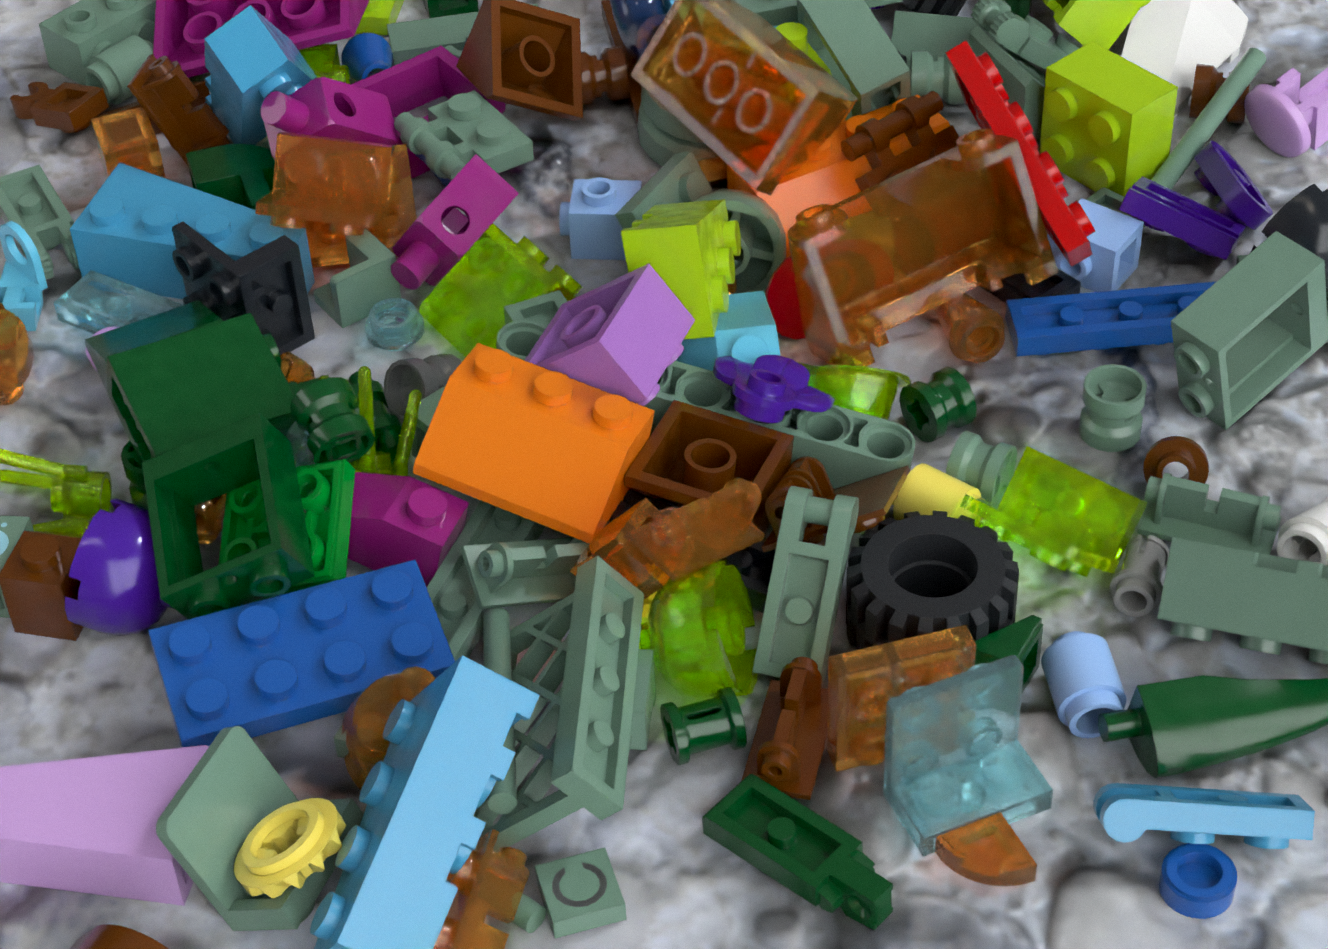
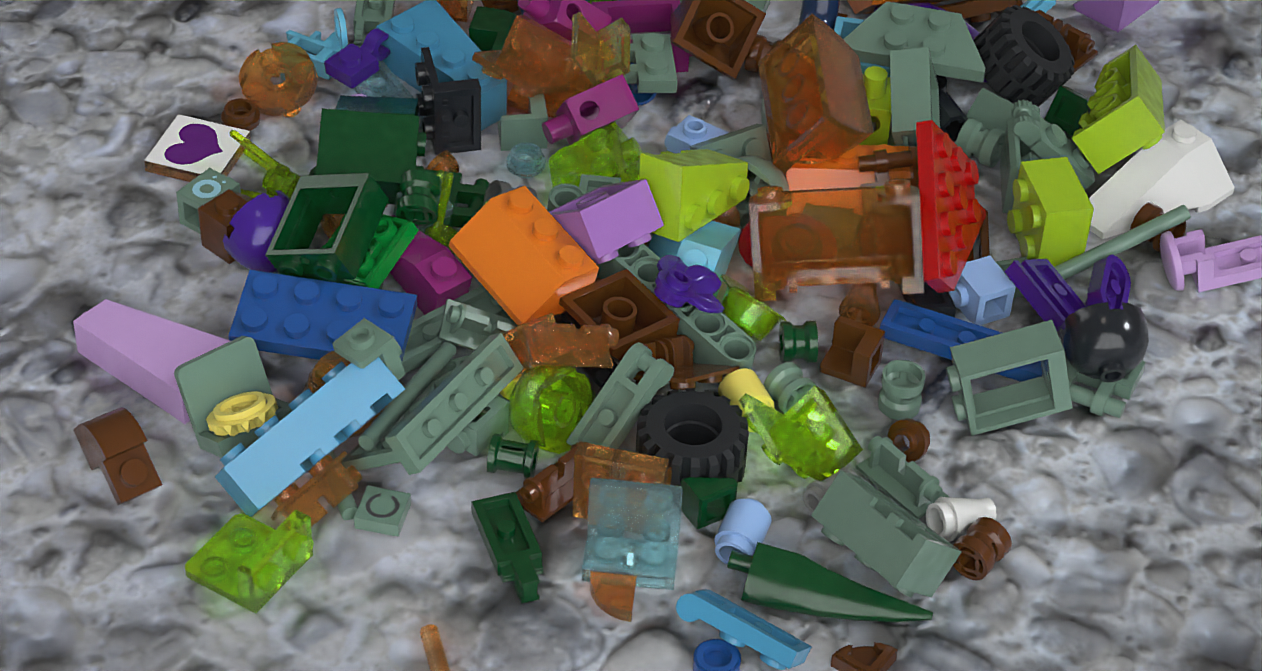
camera: 25 degrees right, 0 degrees up
(71, 291) = (356, 64): none -> dark purple plate
(423, 136) = (600, 53): none -> clear yellow panel
(455, 655) = (366, 343): none -> sand green bracket
(1012, 387) = (853, 352): none -> reddish brown panel

